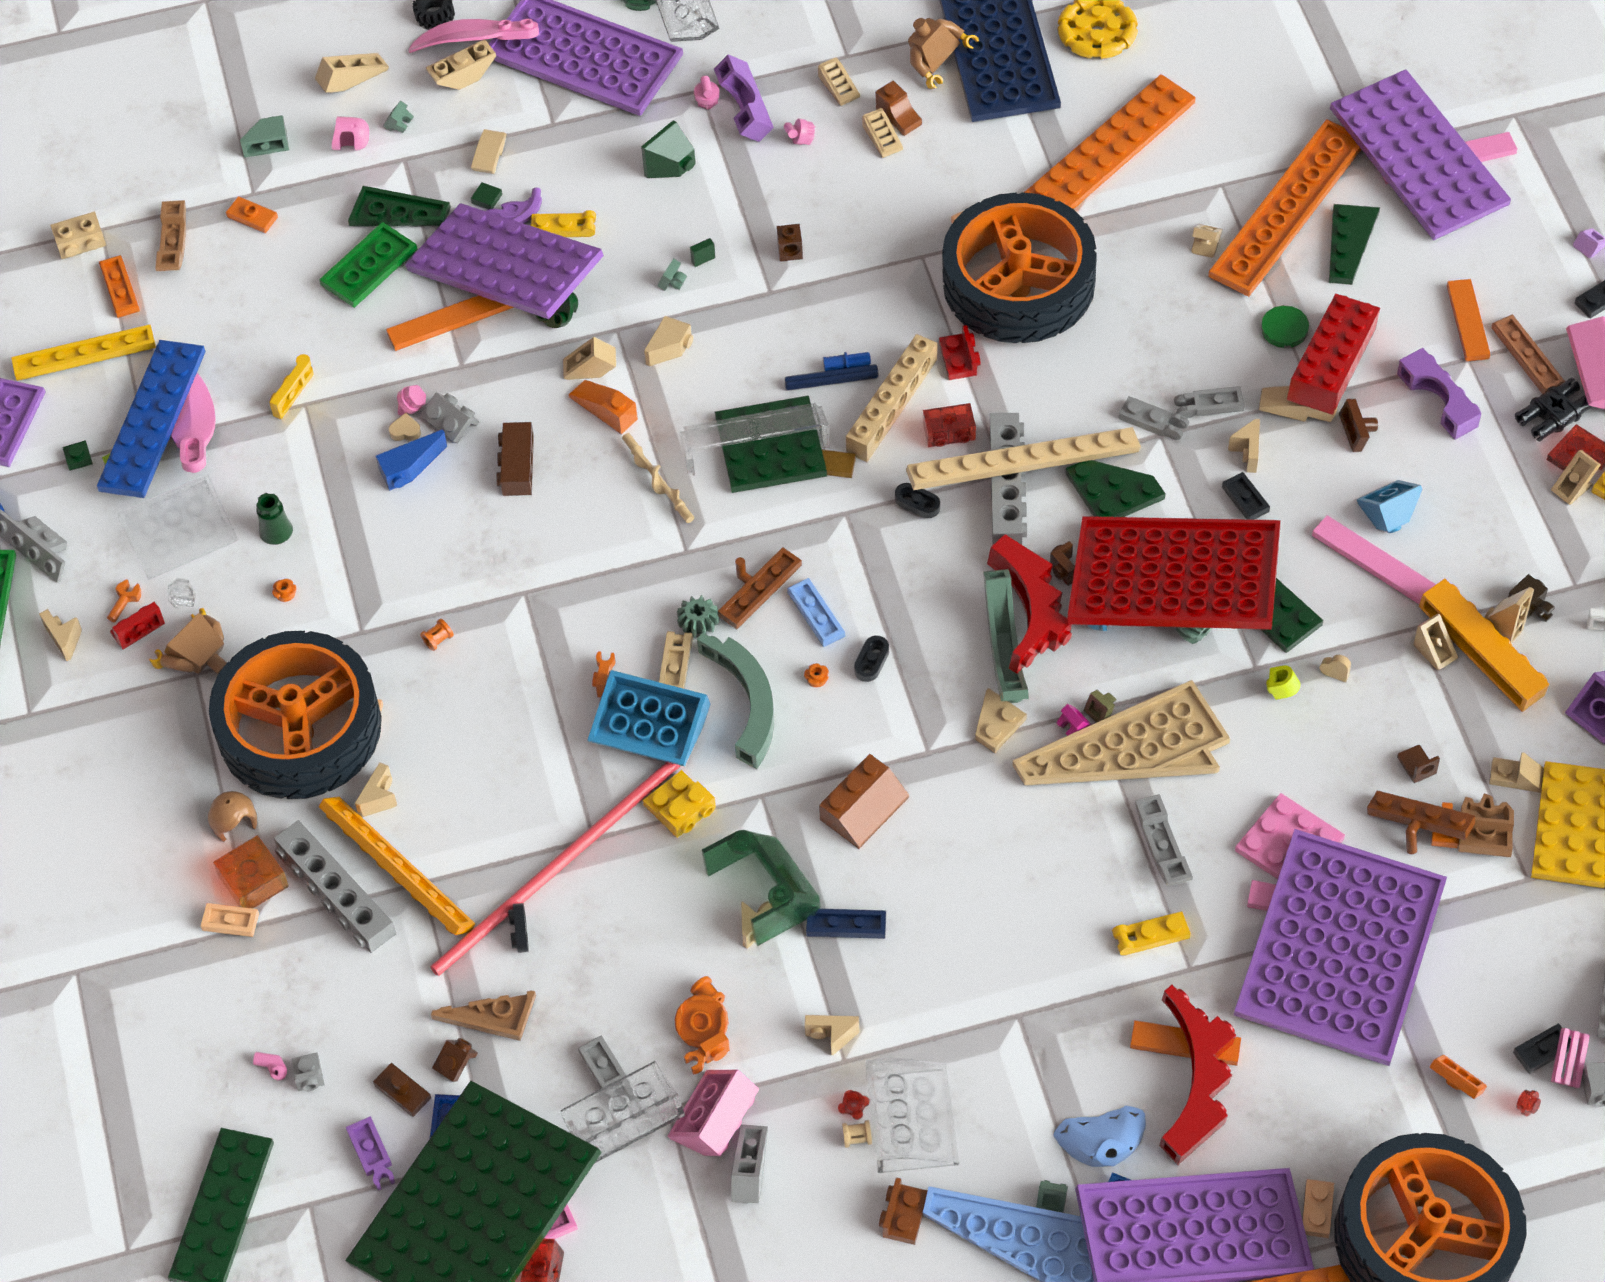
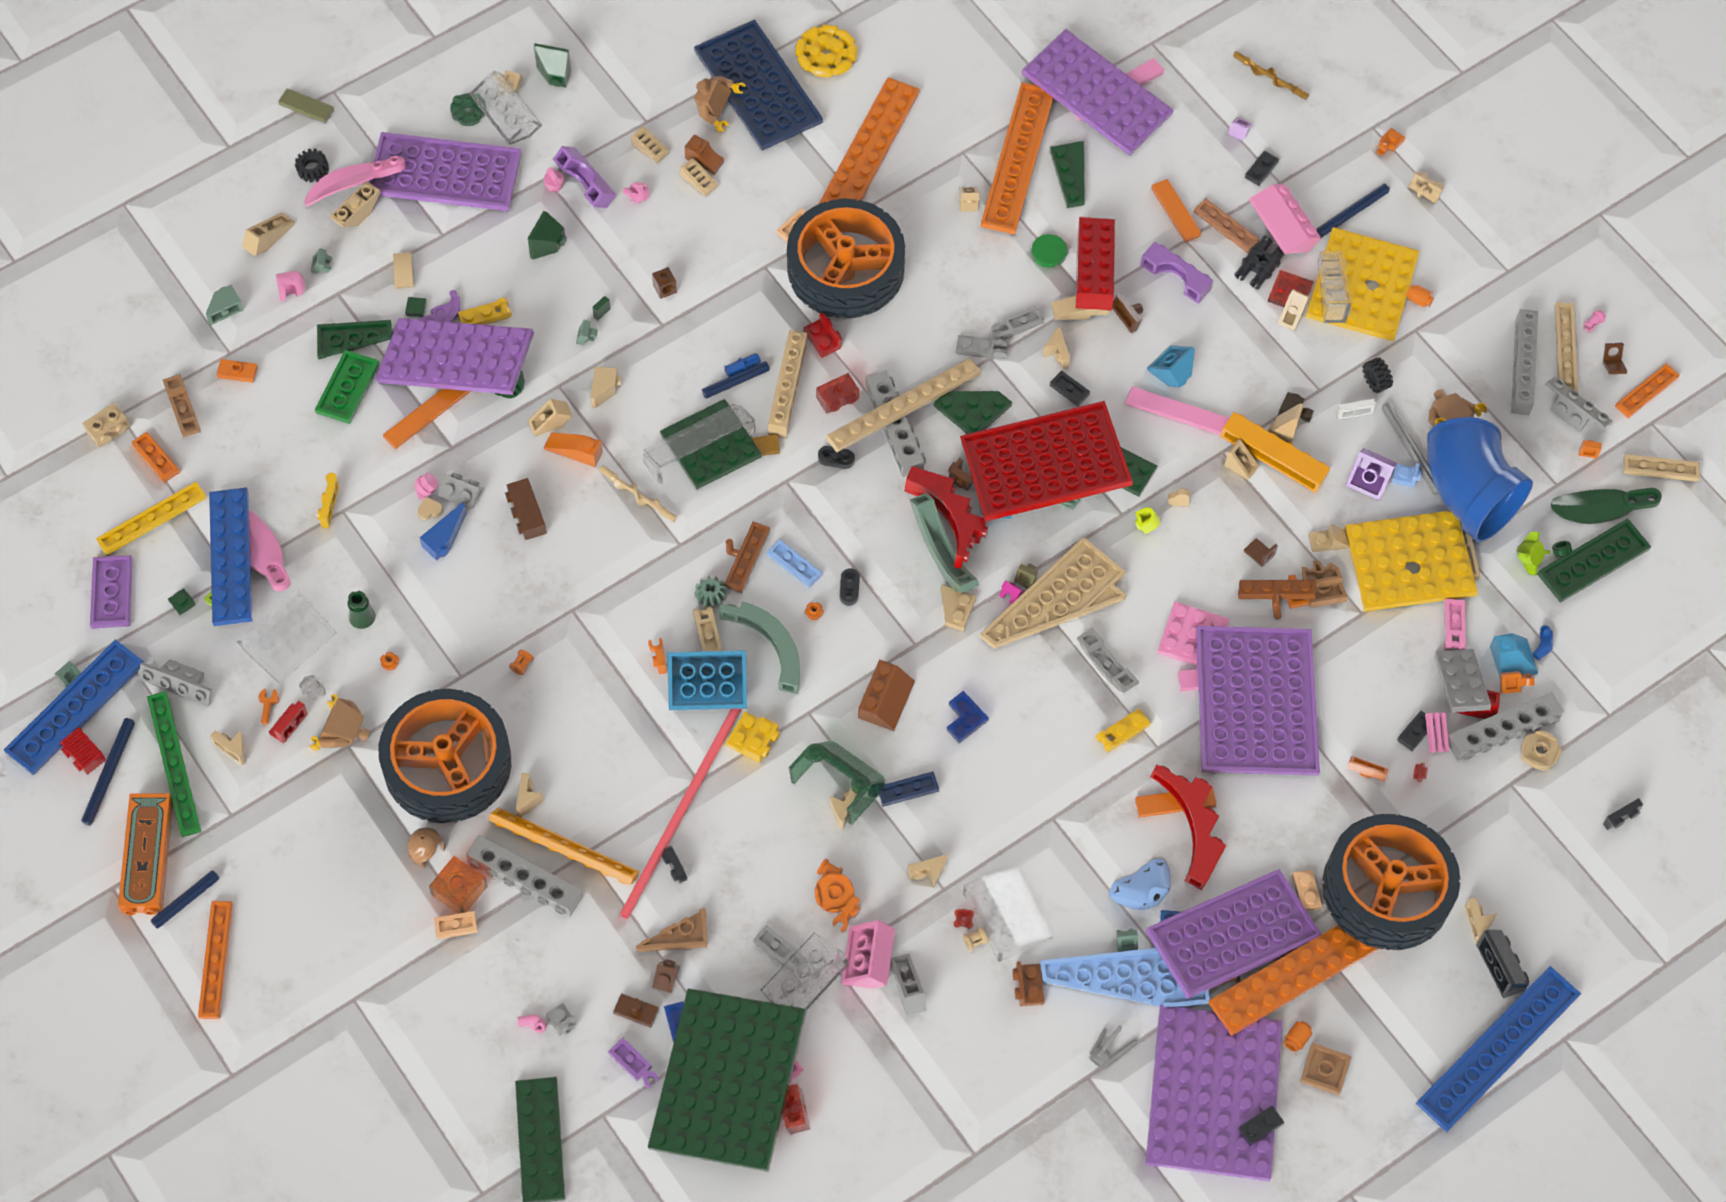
camera: 25 degrees left, 5 degrees up
(958, 862) = (969, 719): none -> clear blue plate

